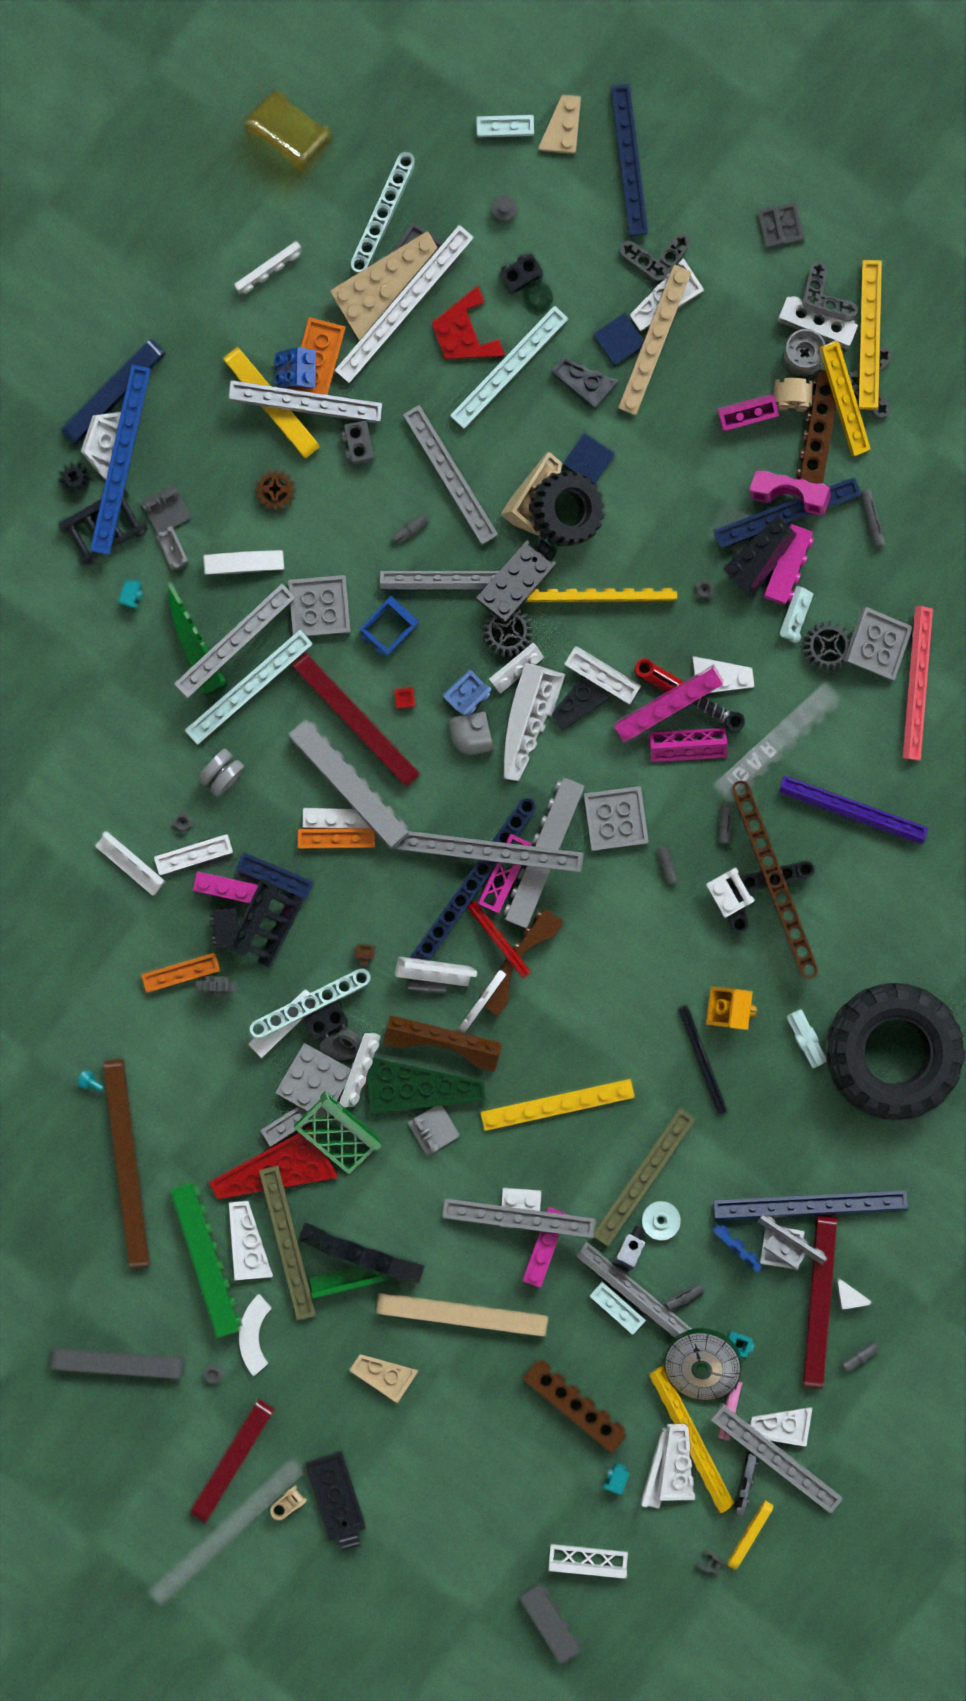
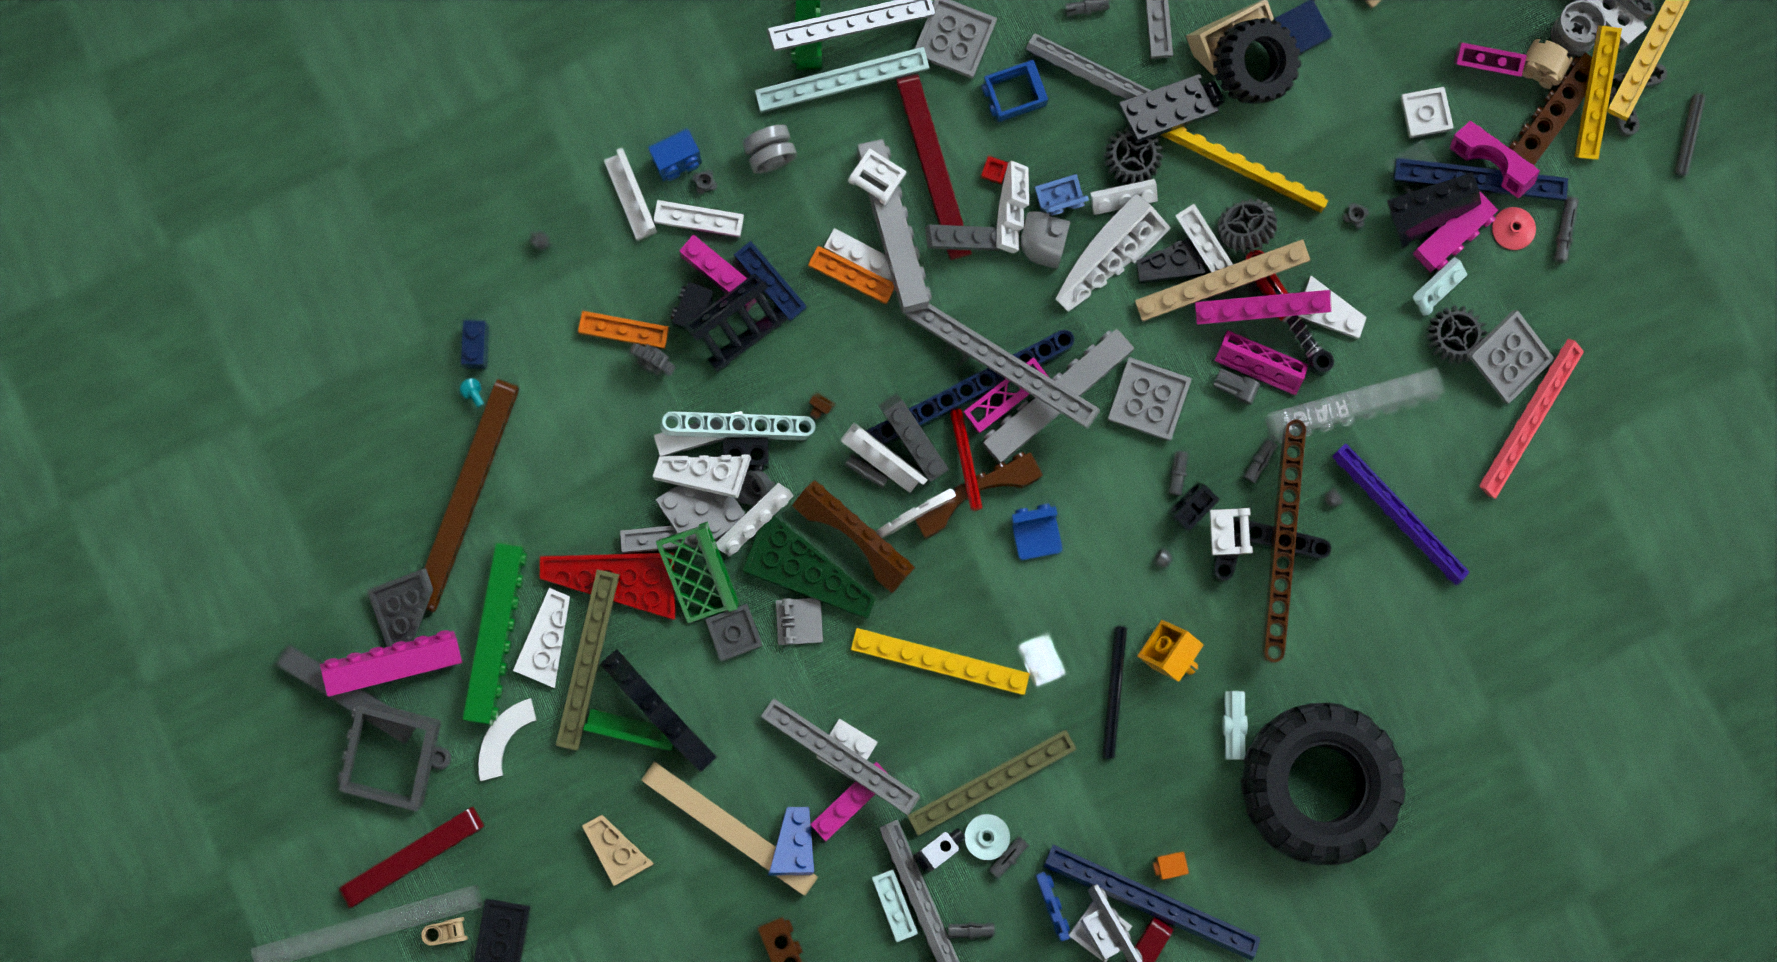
camera: 30 degrees right, 5 degrees down
(71, 1043) = (475, 344): none -> dark blue brick
(78, 935) = (540, 239): none -> dark grey plate
(123, 1276) = (401, 605): none -> dark grey plate
(138, 1323) = (390, 663): none -> dark pink brick
(150, 815) = (675, 155): none -> blue brick
(169, 1360) = (432, 729): none -> dark grey window
(309, 1052) = (710, 474): none -> white wing
(318, 747) = (881, 171): none -> white plate
(388, 1164) = (734, 632): none -> dark grey plate
(409, 766) = (961, 237): none -> dark grey plate
(432, 718) = (1011, 207): none -> white slope
(449, 944) = (913, 437): none -> dark grey brick
(518, 1302) = (794, 845): none -> wing
(581, 967) = (1036, 532): none -> blue bracket
(613, 646) = (1260, 220): none -> dark grey gear
(626, 698) = (1223, 280): none -> tan plate
(634, 1064) = (1041, 660): none -> clear plate
(683, 773) = (1242, 388): none -> dark grey piece
(688, 937) = (1163, 558): none -> dark grey hinge
(688, 1214) = (999, 869): none -> dark grey pin
(691, 886) = (1193, 506): none -> black brick
(719, 479) = (1426, 112): none -> white plate
(795, 823) = (1333, 498): none -> dark grey hinge
(810, 1170) = (1170, 865): none -> orange brick
(825, 544) = (1505, 233): none -> coral dish
(932, 391) = (1690, 134): none -> dark grey axle

